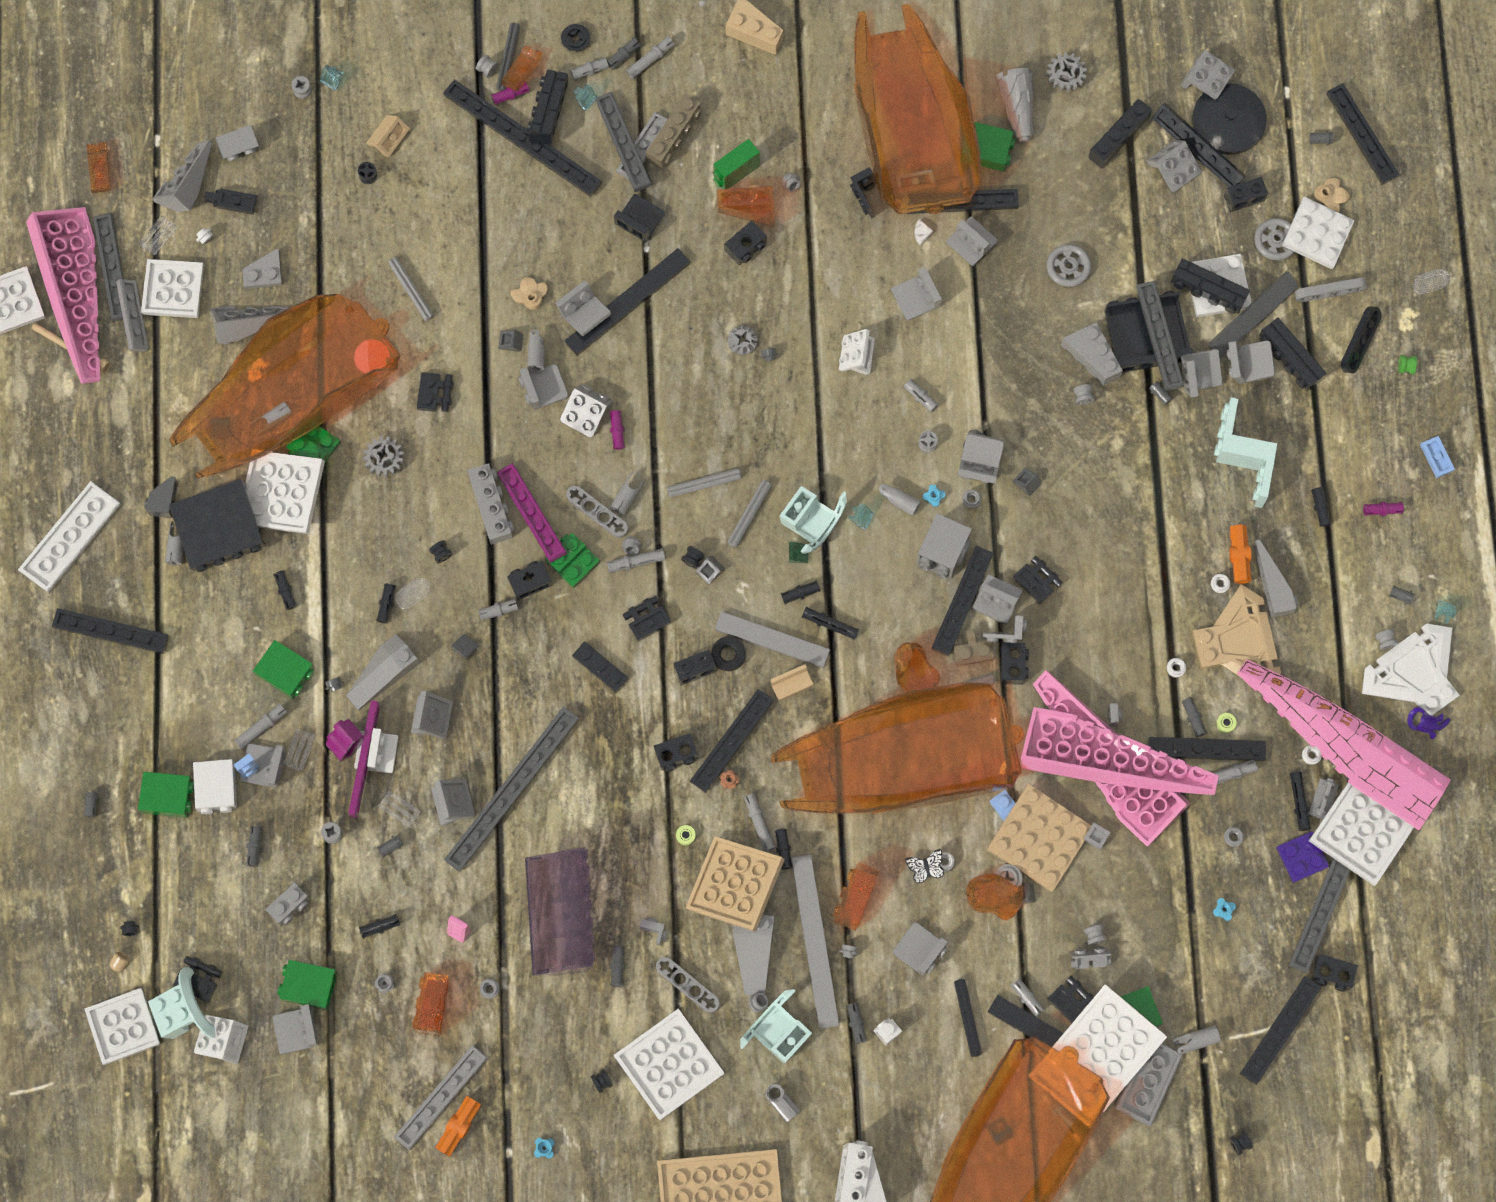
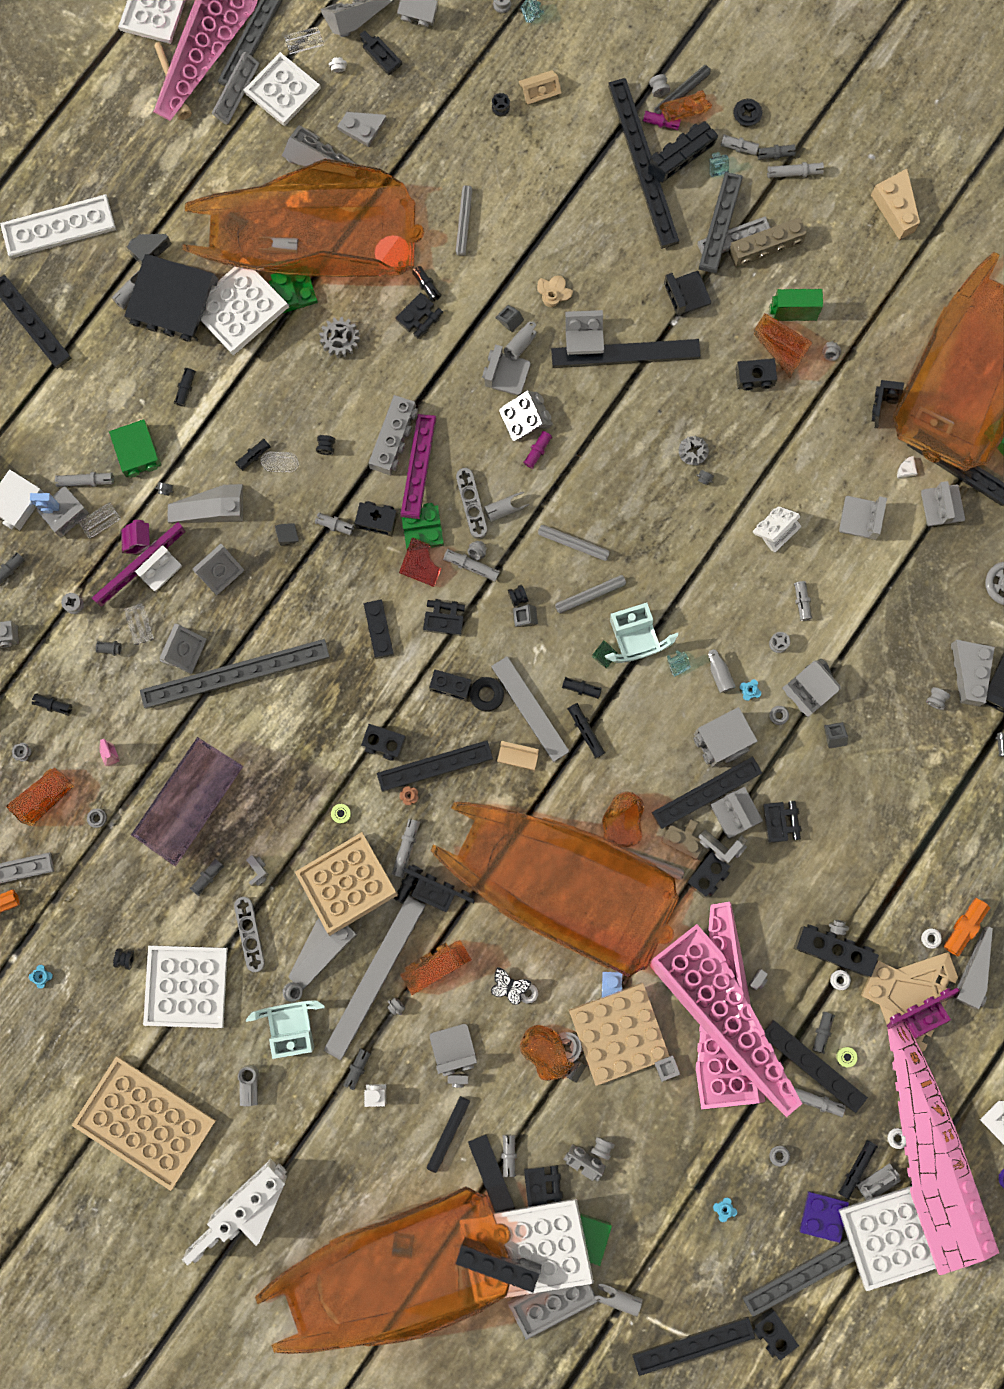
camera: 40 degrees right, 5 degrees up
(420, 362) = (426, 283): none -> black pin
(593, 591) = (418, 563): none -> clear red tile
(811, 838) = (434, 893): none -> black bracket
(943, 969) = (458, 1080): none -> light grey plate
(1086, 1079) = (515, 1272): none -> black arch
(1129, 660) = (864, 966): none -> black brick
(1143, 627) = (838, 927): none -> light grey plate
(1262, 643) = (927, 1016): none -> magenta bracket

